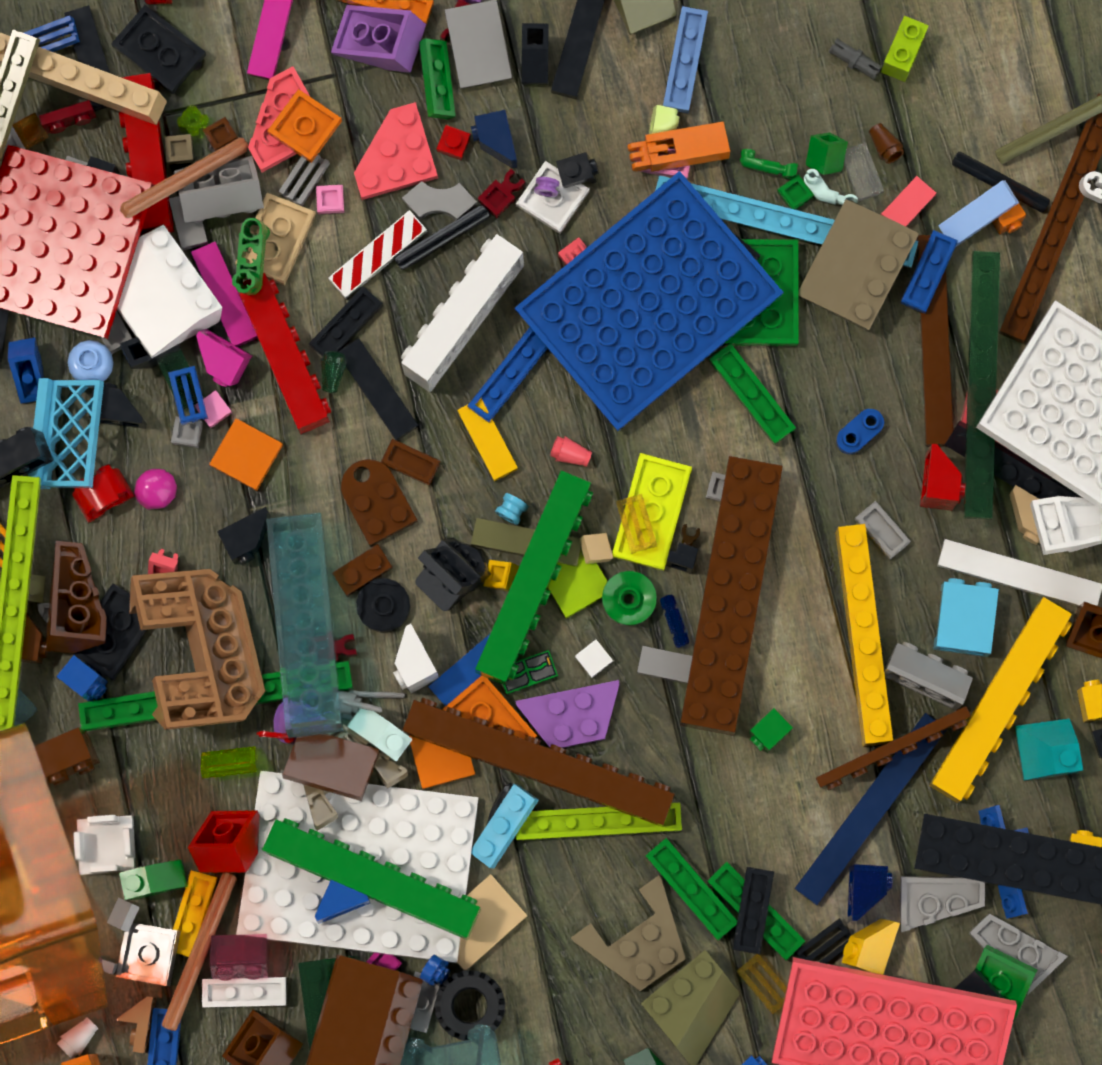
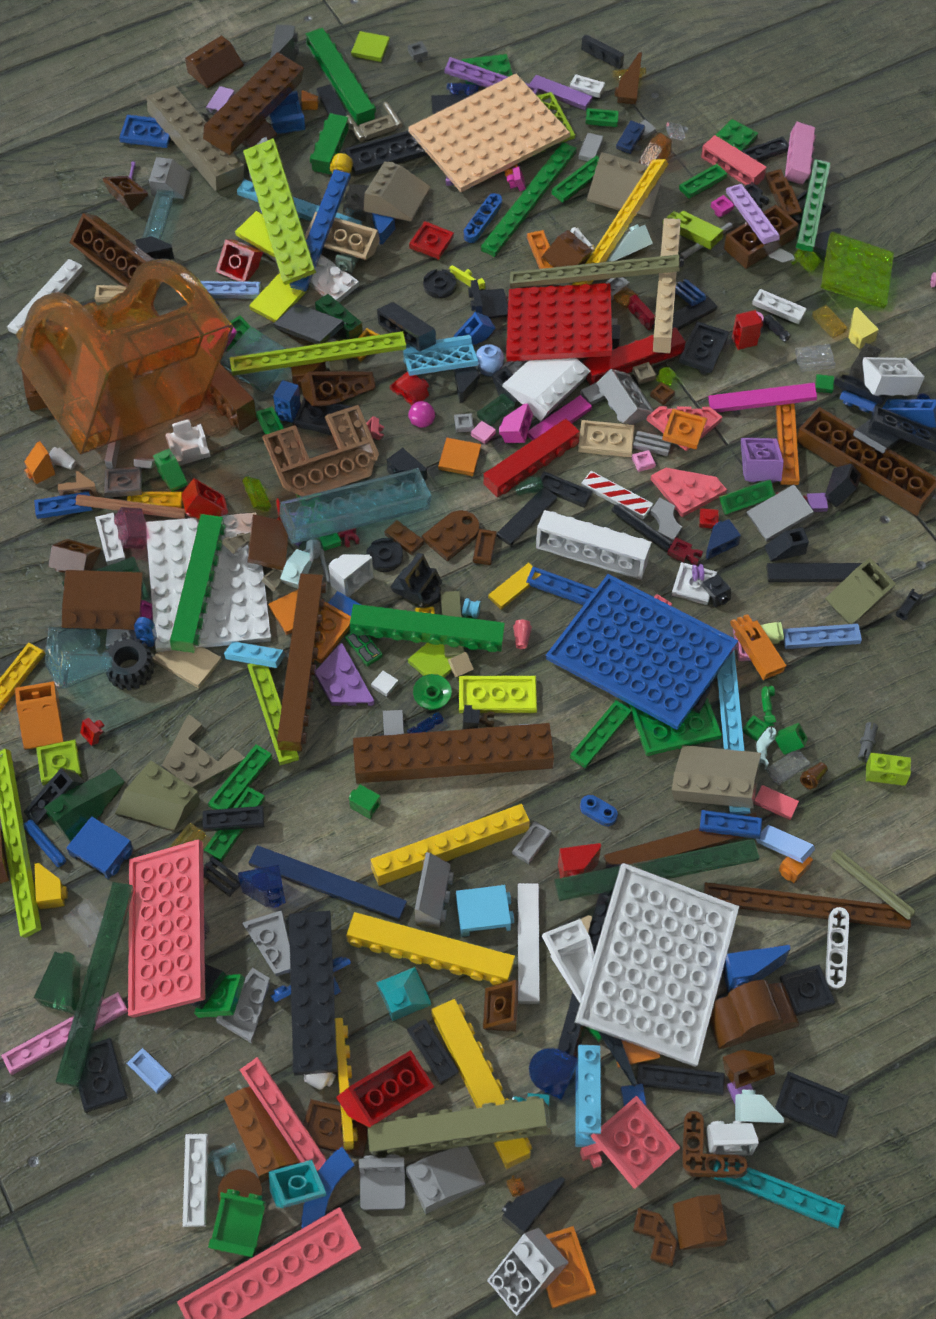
camera: 70 degrees right, 20 degrees down
(183, 178) = (623, 370): nougat axle -> none
(193, 416) = (487, 415): blue tile -> none
(251, 240) = (596, 414): green beam -> none
(339, 901) = (177, 565): blue slope -> none
(642, 545) = (475, 692): clear yellow tile -> none
(871, 946) = (224, 901): yellow slope -> none
(904, 744) = (376, 884): reddish brown plate -> none
(993, 177) = (817, 856): black axle -> none

